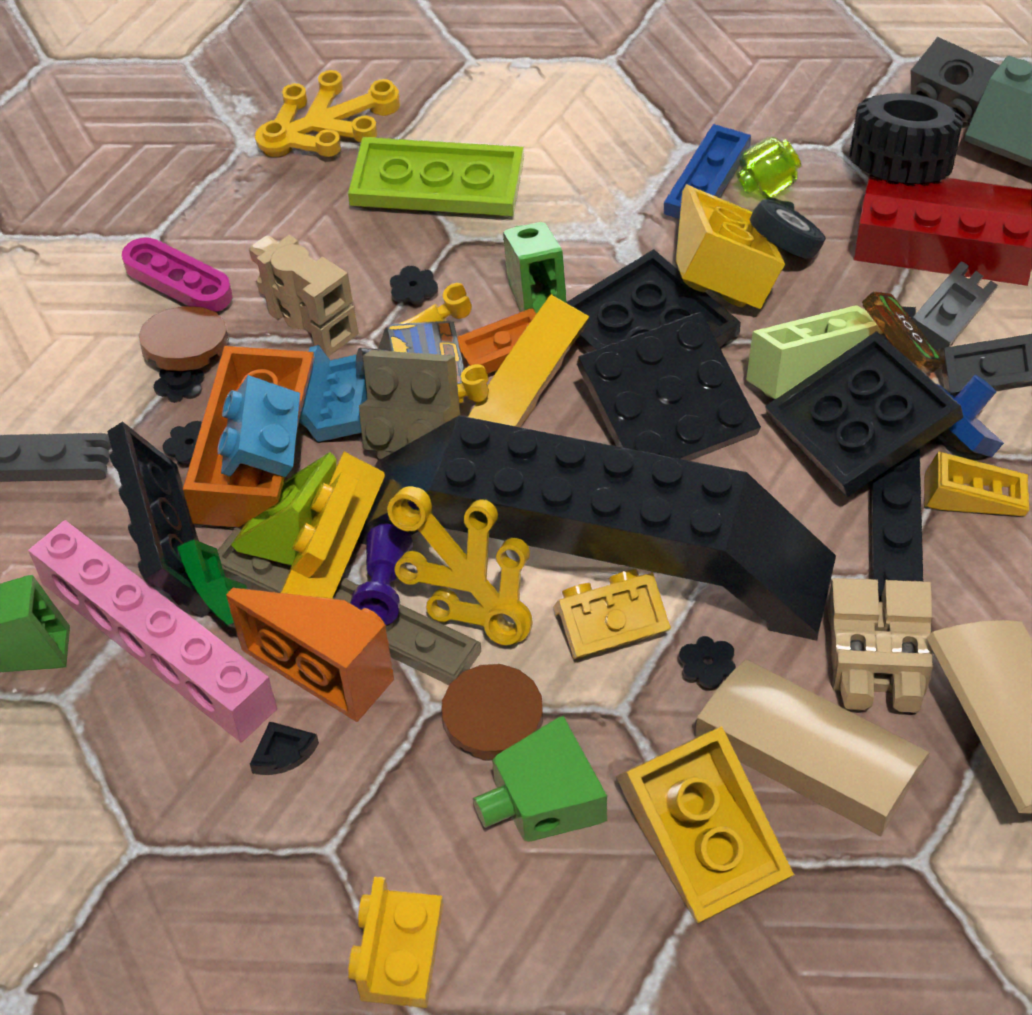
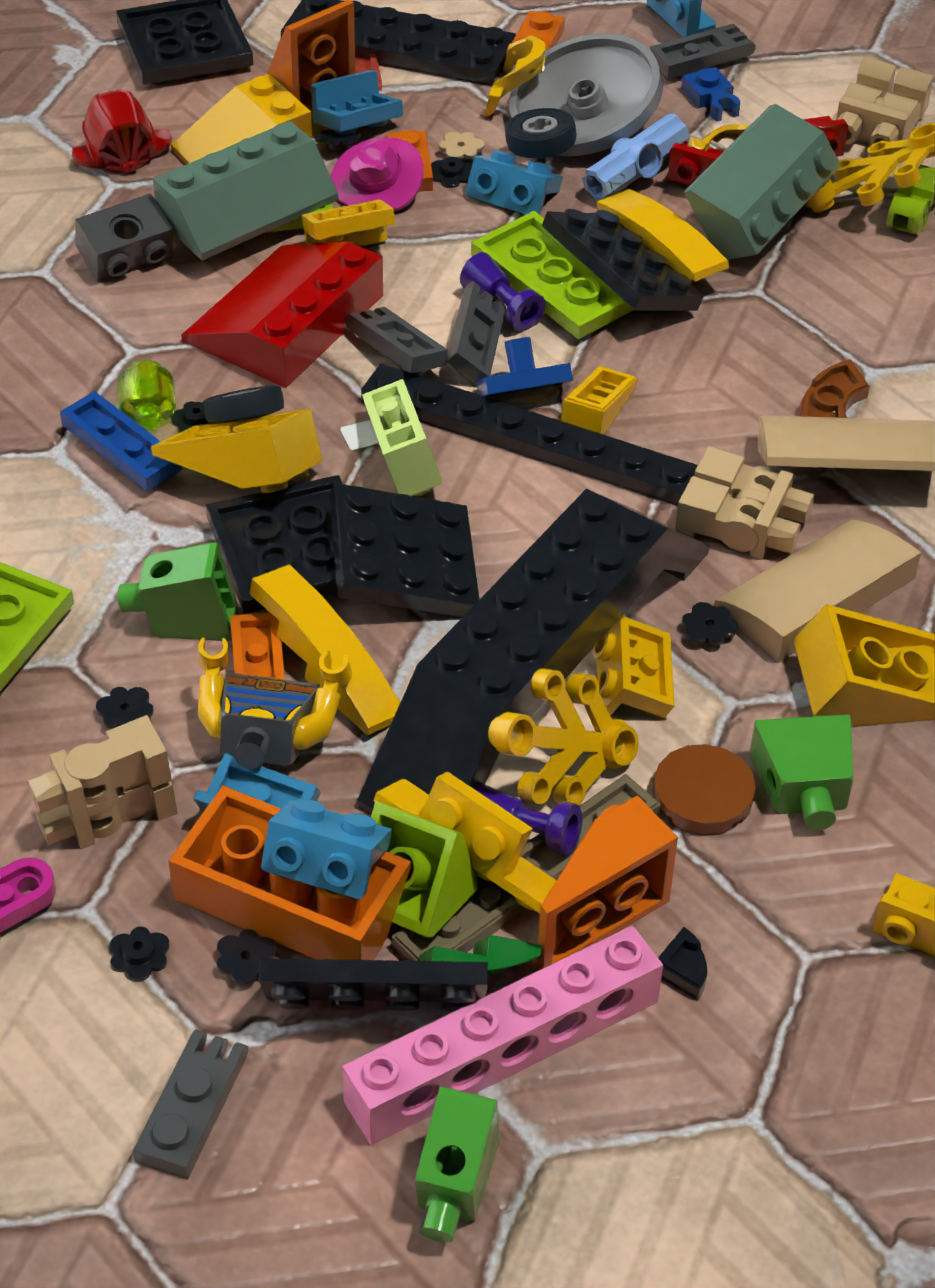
camera: 75 degrees left, 5 degrees down
(183, 338) = (87, 925): tile -> none
(406, 398) = (330, 729): dark tan plate -> none
(863, 413) = (501, 427): black plate -> none
(902, 331) = (429, 368): clear orange tile -> none
(905, 138) = (186, 288): black tyre -> none

